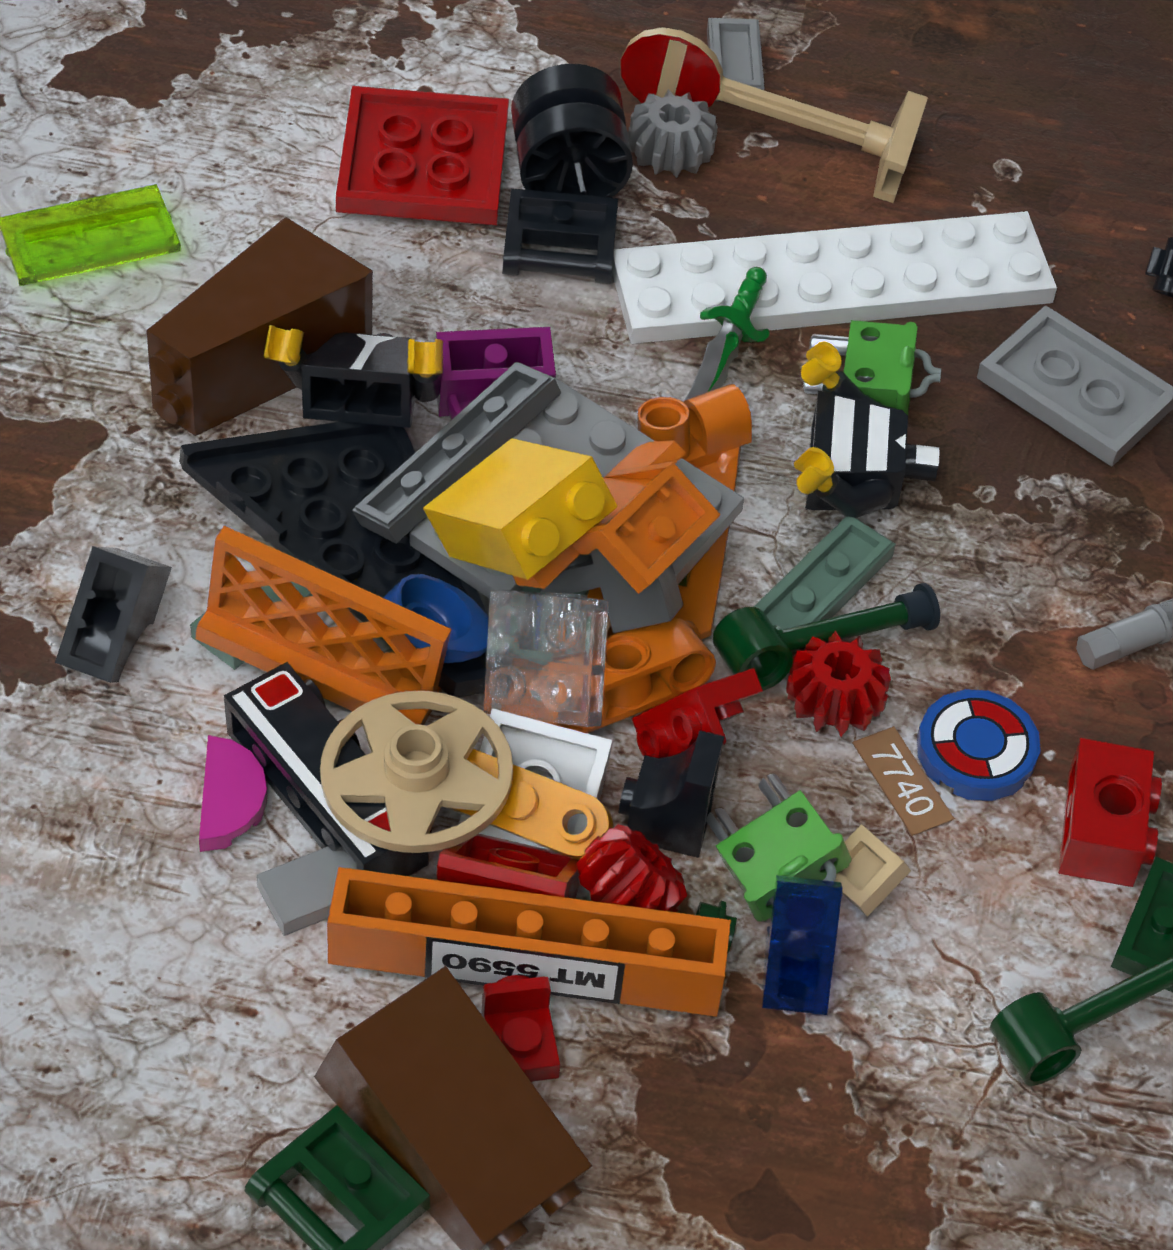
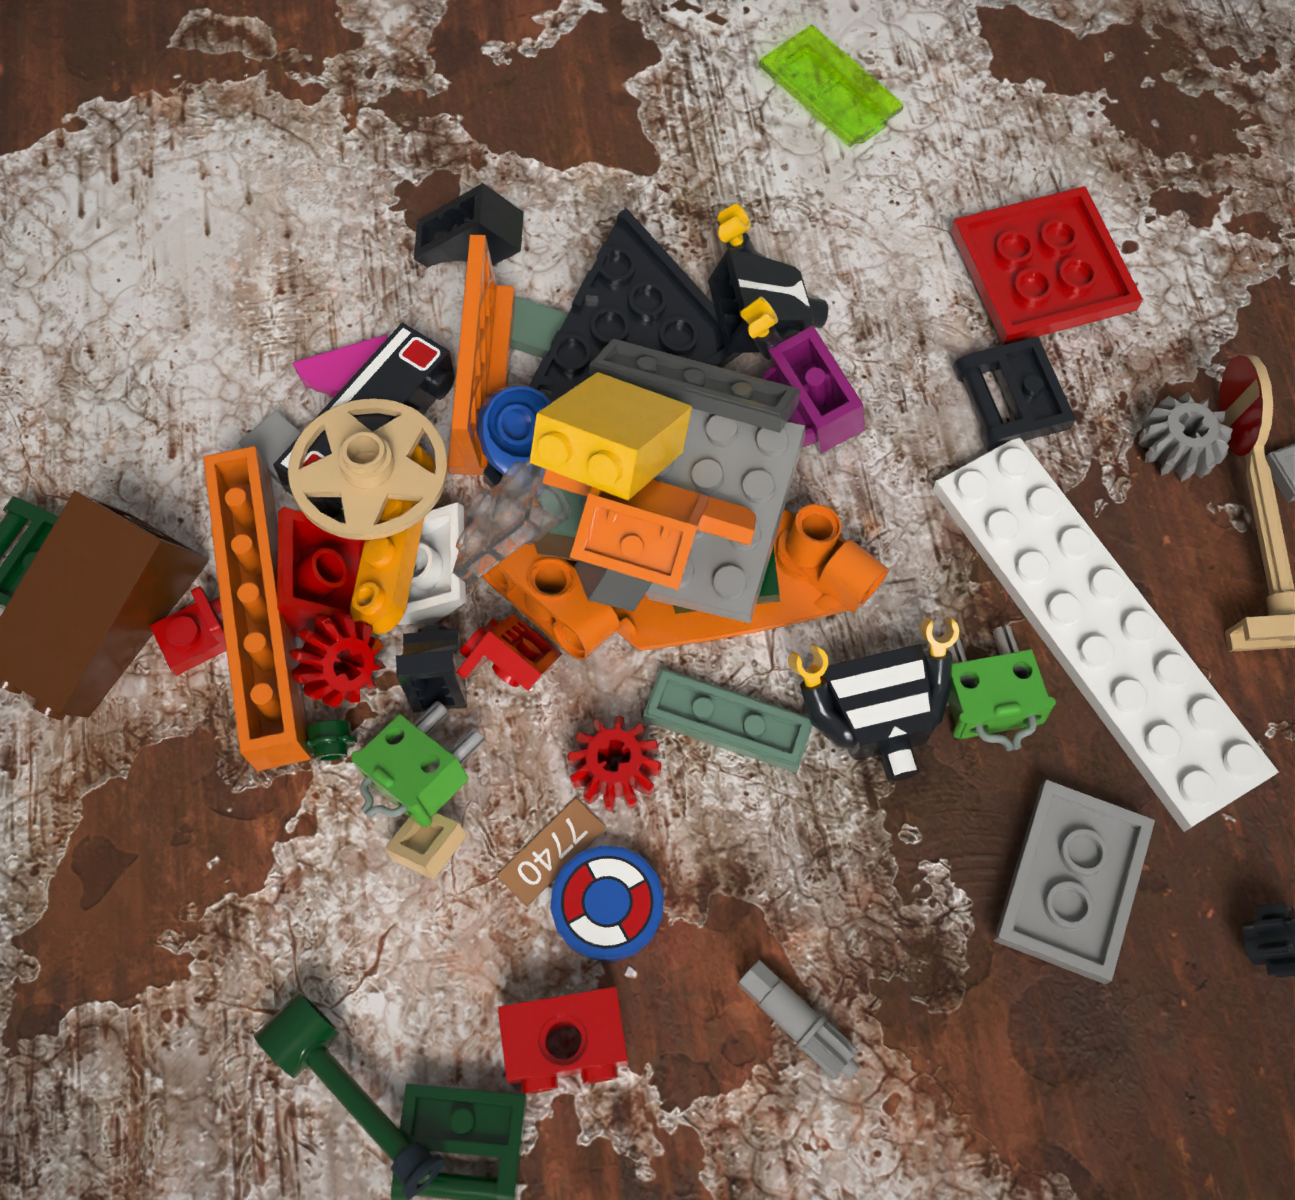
camera: 75 degrees right, 15 degrees up
(212, 344) = (794, 204): reddish brown slope -> none
(571, 132) = (1115, 353): black wheel -> none
(735, 328) = (954, 559): green piece -> none
(751, 641) = (620, 686): dark green piece -> none
(801, 945) = (326, 812): clear blue slope -> none

